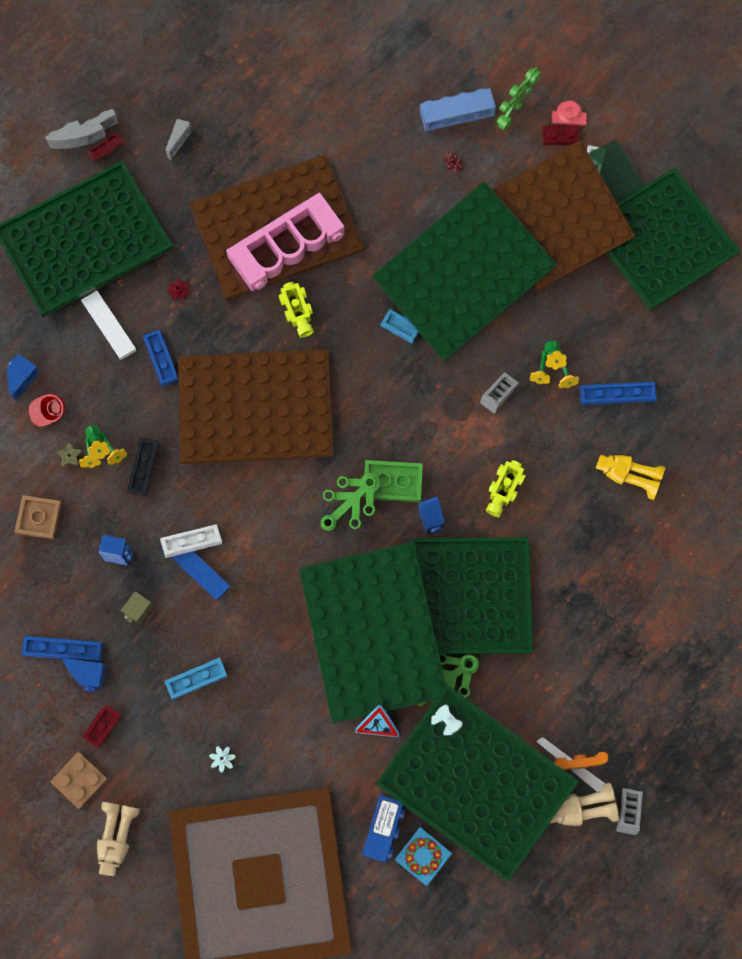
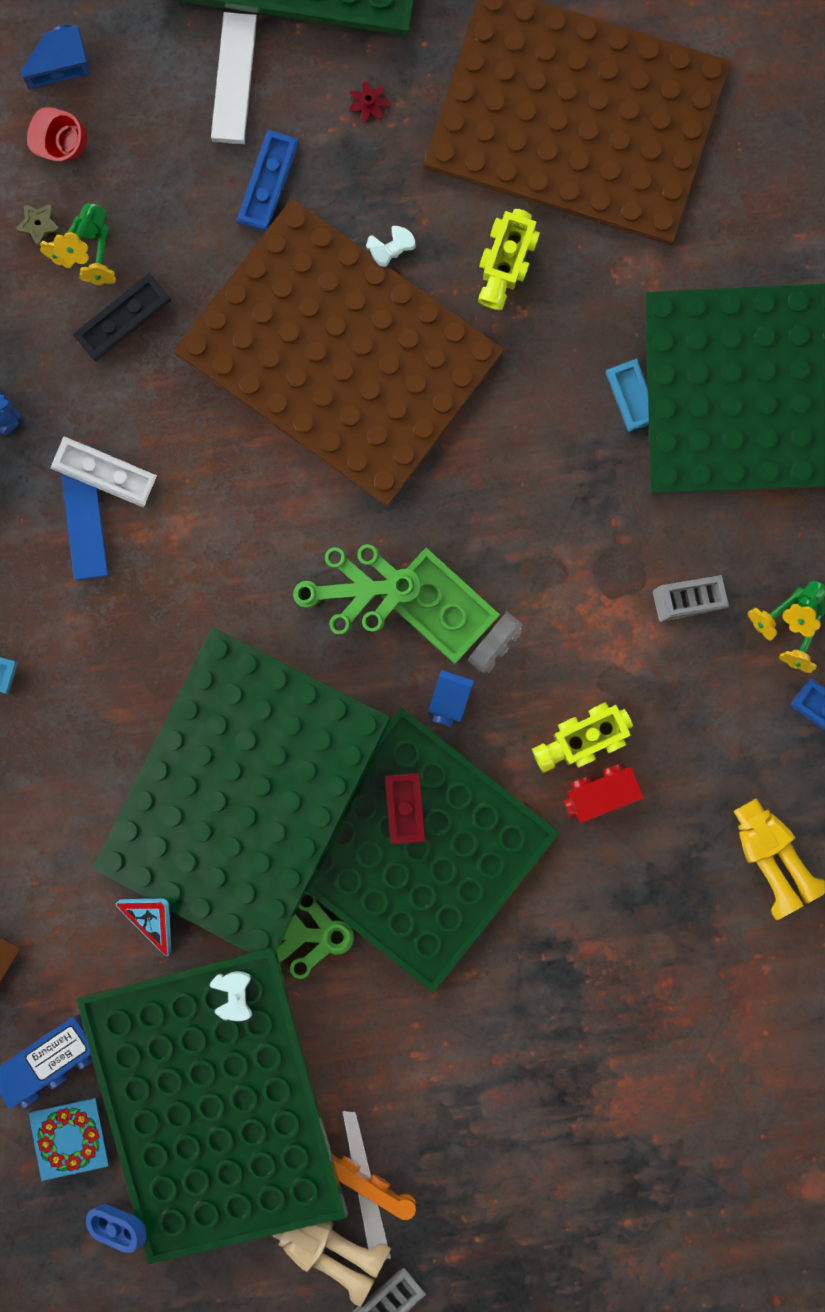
camera: 40 degrees right, 10 degrees up
(243, 337) = (402, 241): none -> light aqua piece
(319, 212) = (649, 152): bright pink fence -> none
(431, 478) = (495, 643): none -> clear piece
(452, 579) = (404, 808): none -> dark red plate
(481, 877) = (116, 1228): none -> blue plate
(533, 506) = (603, 795): none -> red brick

